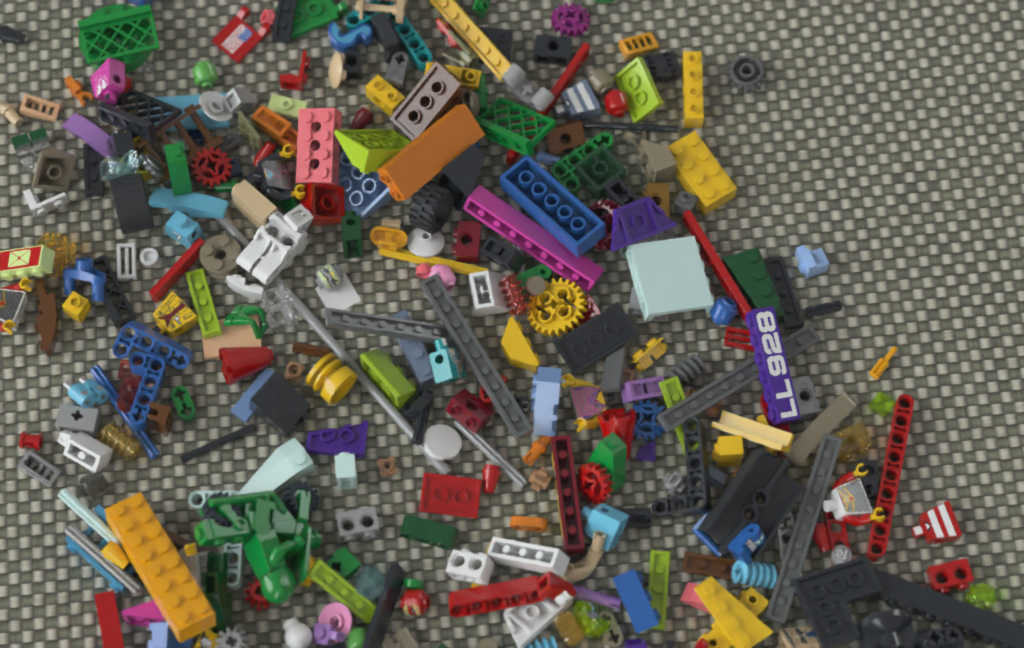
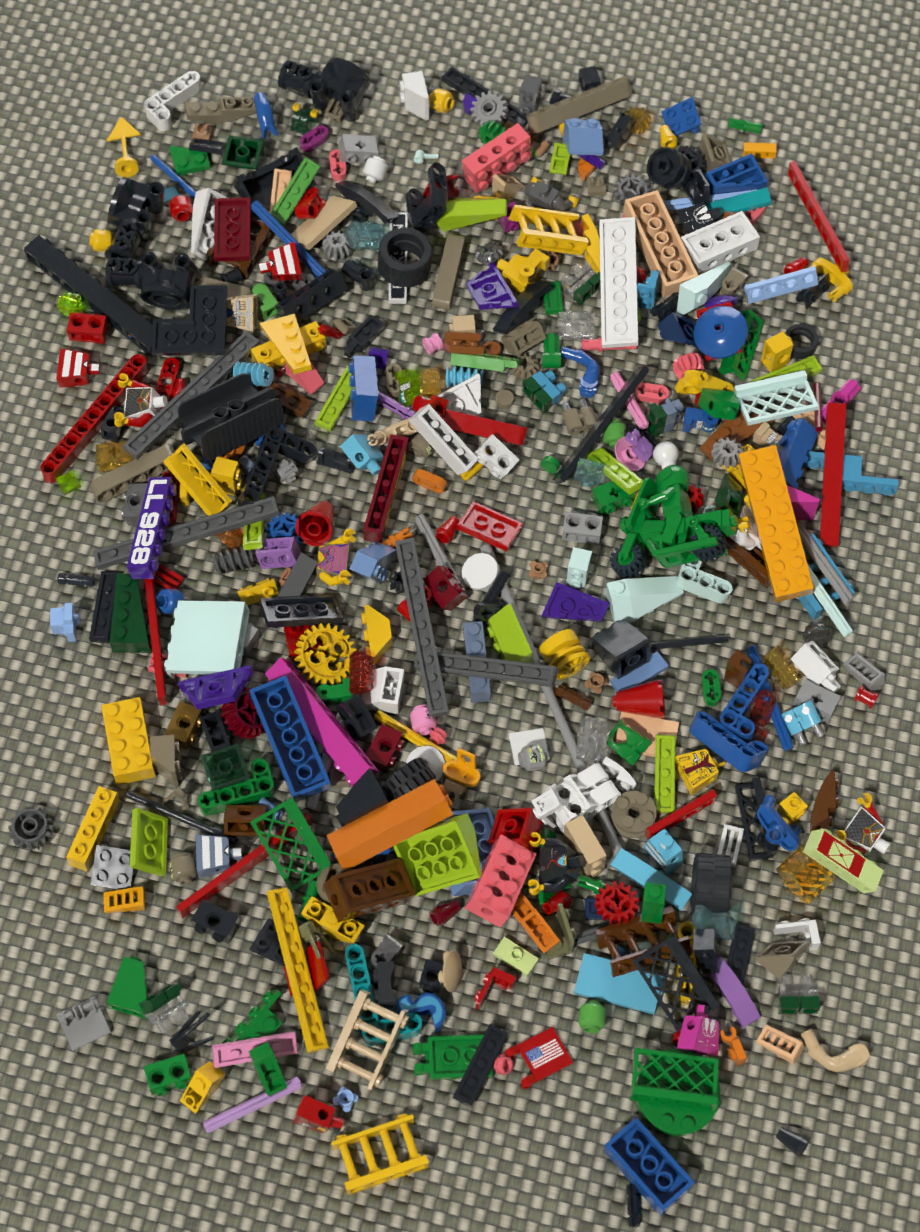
camera: 160 degrees left, 5 degrees down
(115, 554) = (814, 559): yellow cone -> none
(149, 257) = (705, 842): white tile -> none
(151, 165) = (679, 916): flat silver gear -> none
(214, 106) = (585, 969): white dish -> none
(239, 100) = (565, 971): light grey brick -> none
(352, 231) = (497, 783): dark green torso -> none
(384, 95) = (410, 927): yellow brick -> none
(415, 602) = (554, 447): red head -> none
(429, 532) = (521, 501): dark green beam -> none
(446, 363) = (451, 627): teal torso -> none
(526, 91) = (259, 872): light grey connector -> none
(535, 285) = (337, 677): dark tan tile -> none
(540, 479) = (404, 512): medium nougat gear -> none
(570, 20) = (174, 950): magenta gear -> none
(594, 483) = (358, 487): red gear -> none
(612, 455) = (339, 501): green slope -> none
(616, 103) = (176, 839): red head -> none
(647, 452) = (298, 508): dark purple tile -> none
(685, 202) = (157, 710): dark grey bracket -> none
(747, 542) = (249, 386): blue leg -> none
(841, 555) = (171, 367): tile -> none
(882, 364) = (49, 514): light orange axle -> none

